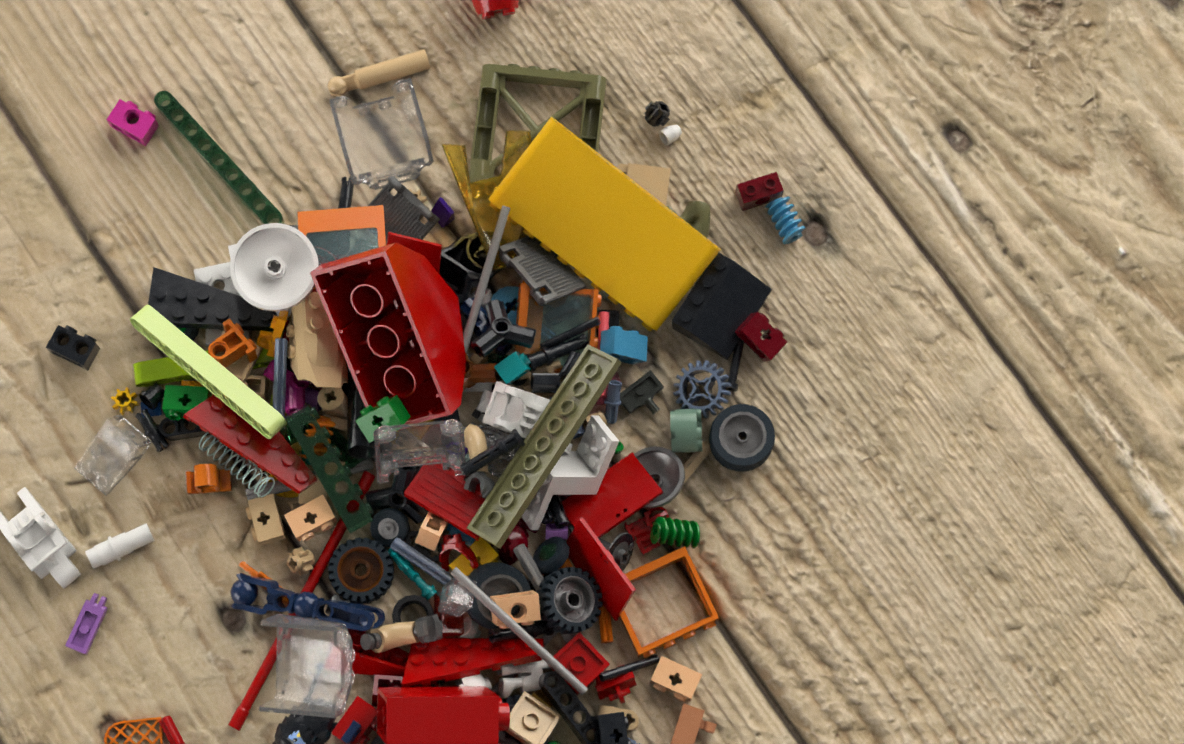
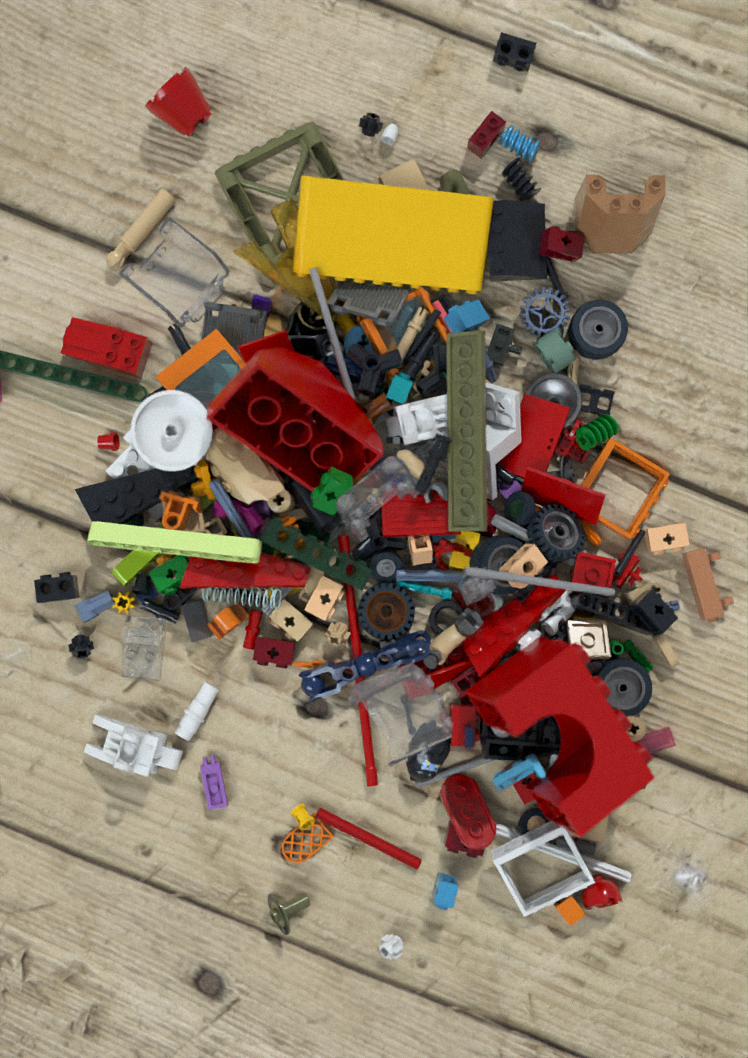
camera: 30 degrees left, 10 degrees up
(56, 414) = (81, 646): none -> black gear
(90, 385) = (90, 608): none -> sand blue piece
(147, 711) = (302, 817): none -> yellow bush
(178, 462) = (196, 621): none -> dark grey slope
(215, 245) = (109, 441): none -> red piece
(224, 527) = (264, 645): none -> dark red brick
(225, 504) = (252, 629): none -> red pin
(274, 159) = (106, 347): none -> red piece
(509, 277) = (345, 323): none -> yellow bush
(561, 325) = (413, 328): none -> tan pin
(701, 498) = (595, 394): none -> black piece
(761, 253) = (520, 181): none -> black piece
(826, 348) = (616, 220): none -> medium nougat windscreen
(842, 130) = (516, 47): none -> black brick

